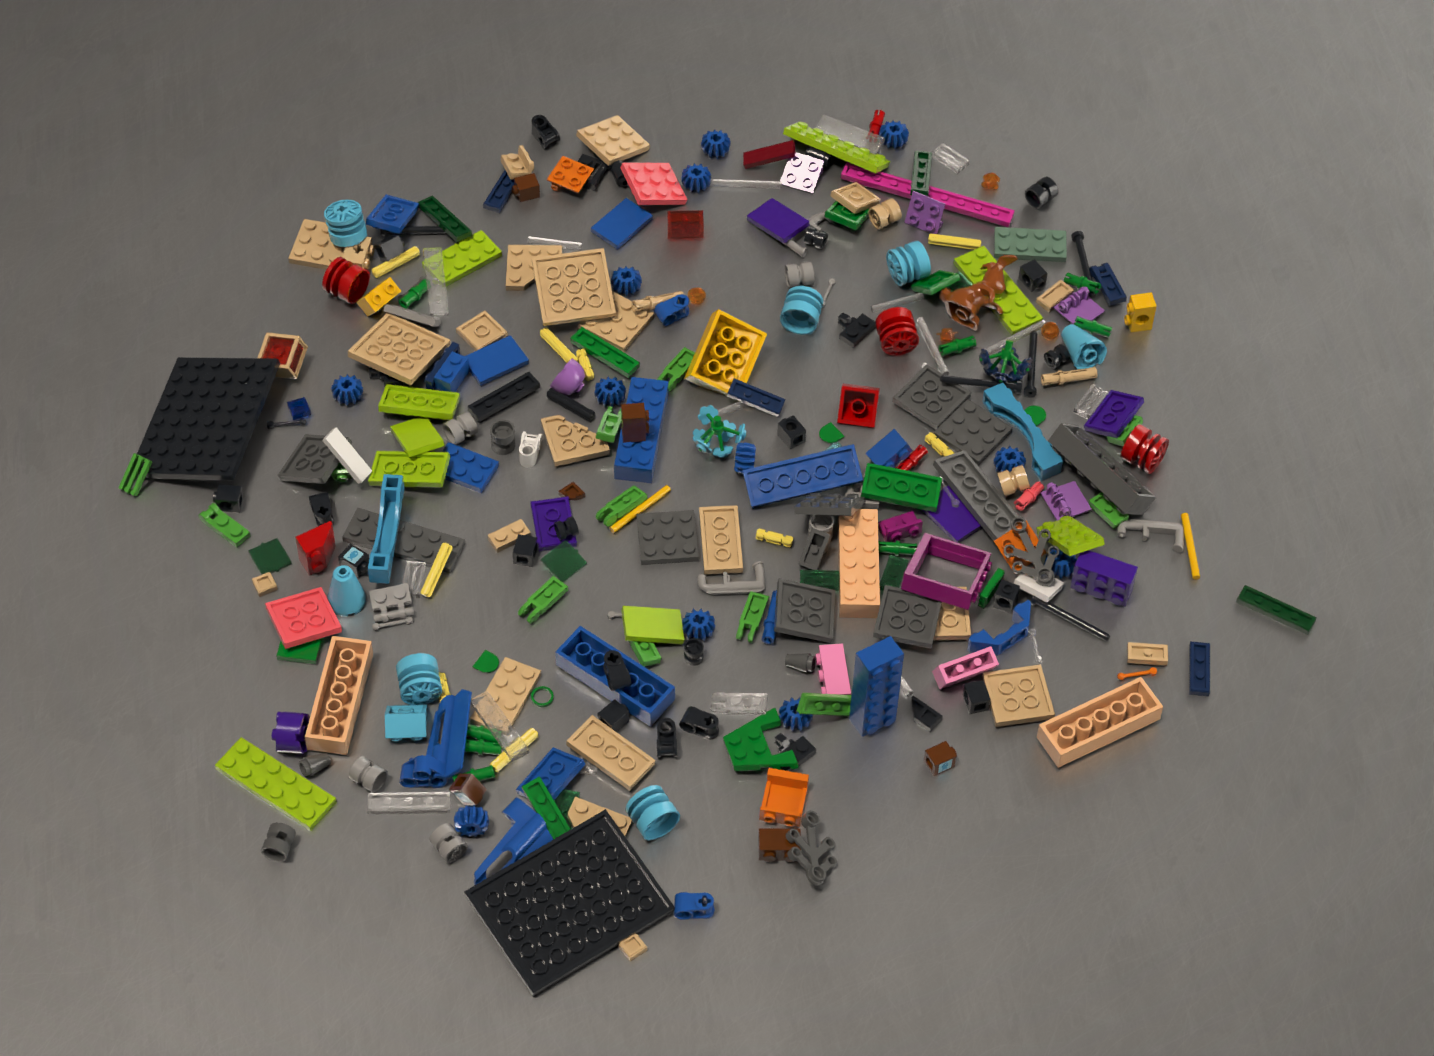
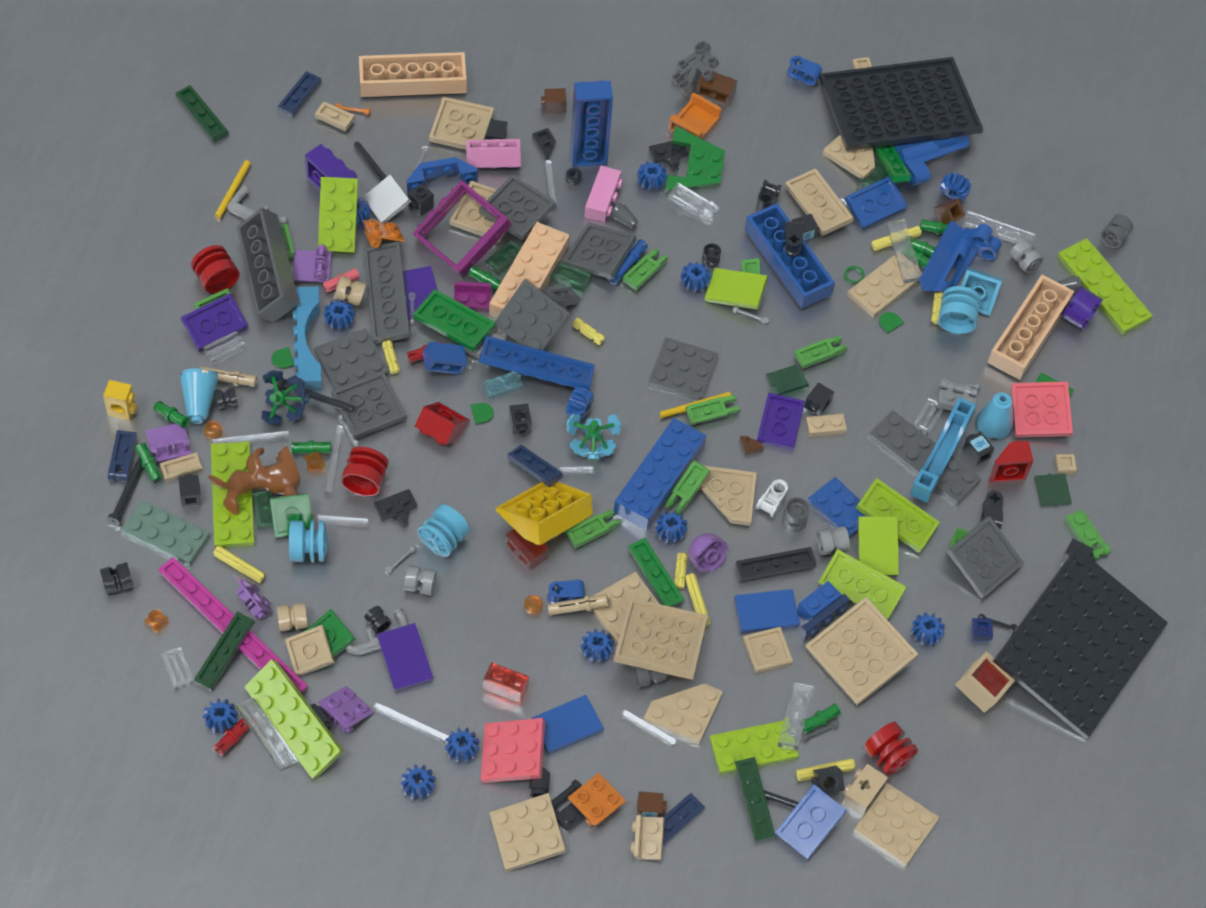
camera: 160 degrees left, 5 degrees up
(132, 473) = (1161, 607): bright green tile -> none
(345, 223) = (862, 813): medium azure wheel -> none
(347, 455) = (957, 532): white tile -> none
(378, 296) = (861, 720): yellow brick -> none
(413, 315) = (833, 690): light grey tile -> none
(436, 570) = (907, 407): light yellow axle -> none
(448, 843) = (980, 181): light grey wheel -> none
(544, 131) = (598, 873): black piece -> none
(566, 528) = (775, 397): black wheel -> none
(571, 404) = (709, 527): black axle -> none
(634, 422) = (675, 444): reddish brown brick -> none
(652, 812) = (808, 135): medium azure wheel -> none
(698, 722) = (734, 199): black piece -> none
(720, 539) = (638, 345): tan plate -> none
(735, 587) = (644, 301): light grey piece -> none
(769, 154) = (370, 738): dark red tile -> none
(824, 704) = (628, 161): bright green tile -> none
(991, 588) = (421, 214): green tile -> none
(1030, 390) = (248, 410): black bar -> none
(1032, 555) = (383, 194): dark grey plant -> none

